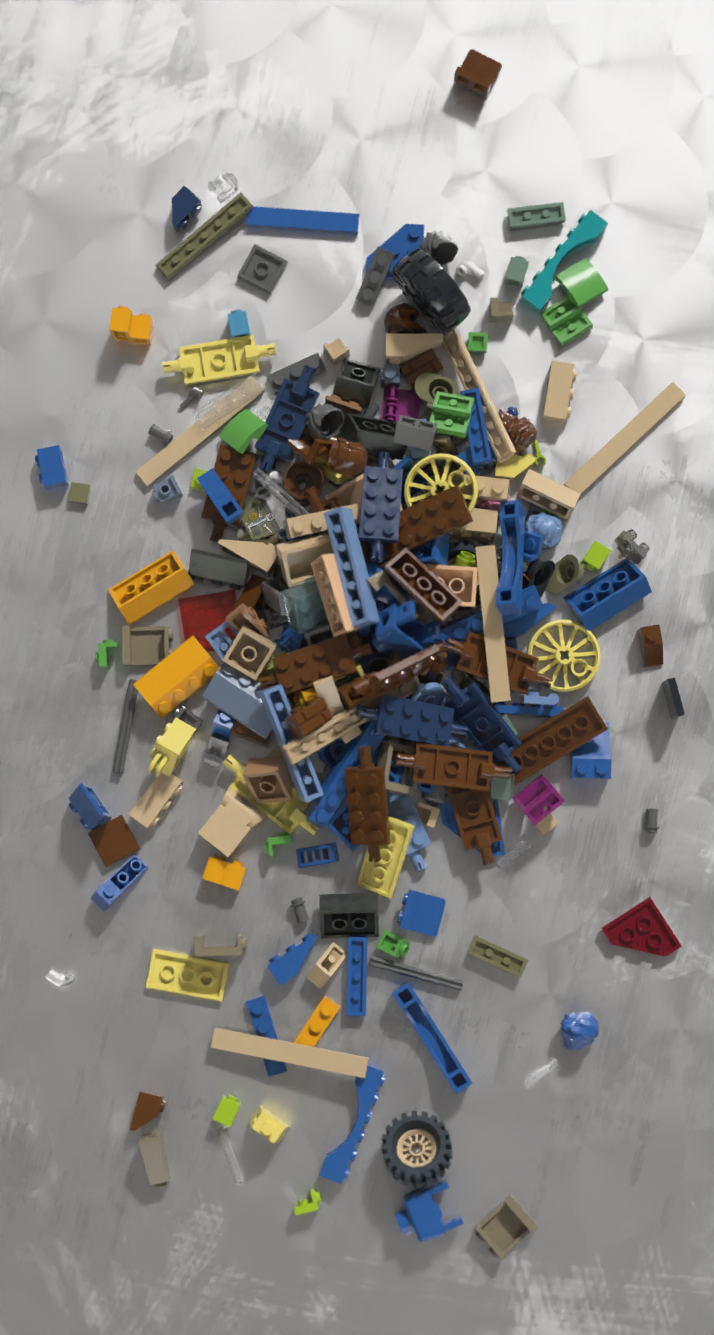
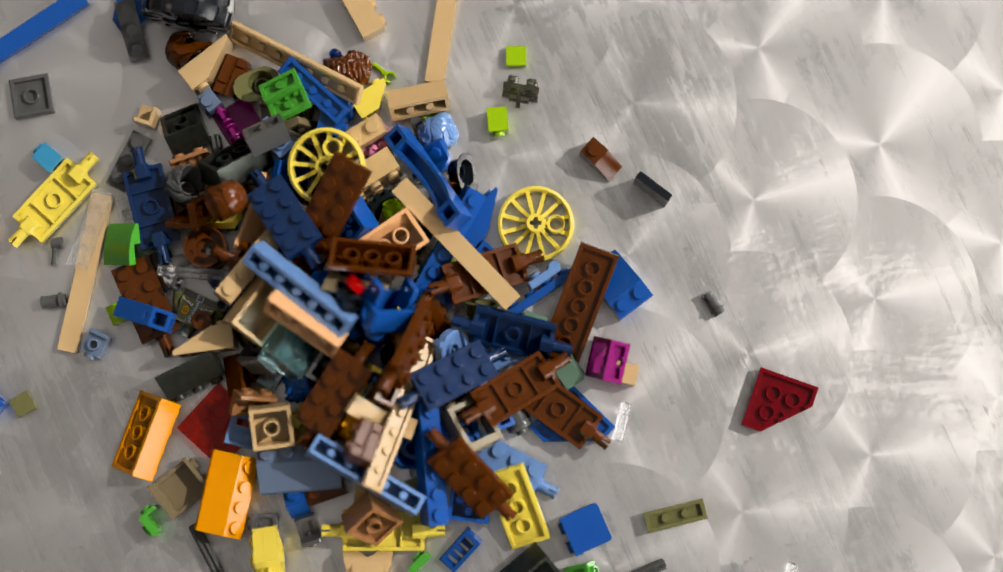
camera: 35 degrees left, 0 degrees up
(258, 533) = (201, 320): none -> reddish brown tile
(382, 602) = (349, 299): none -> black wheel
(395, 594) = (355, 283): none -> red tile
(427, 814) = (525, 443): tan panel -> none
(477, 342) = (261, 18): bright green plate -> none
(567, 572) = (484, 152): olive piece -> none
(579, 1030) = (789, 523): blue hair -> none
(608, 594) = (532, 144): blue slope -> none
(647, 518) = (515, 56): none -> lime tile

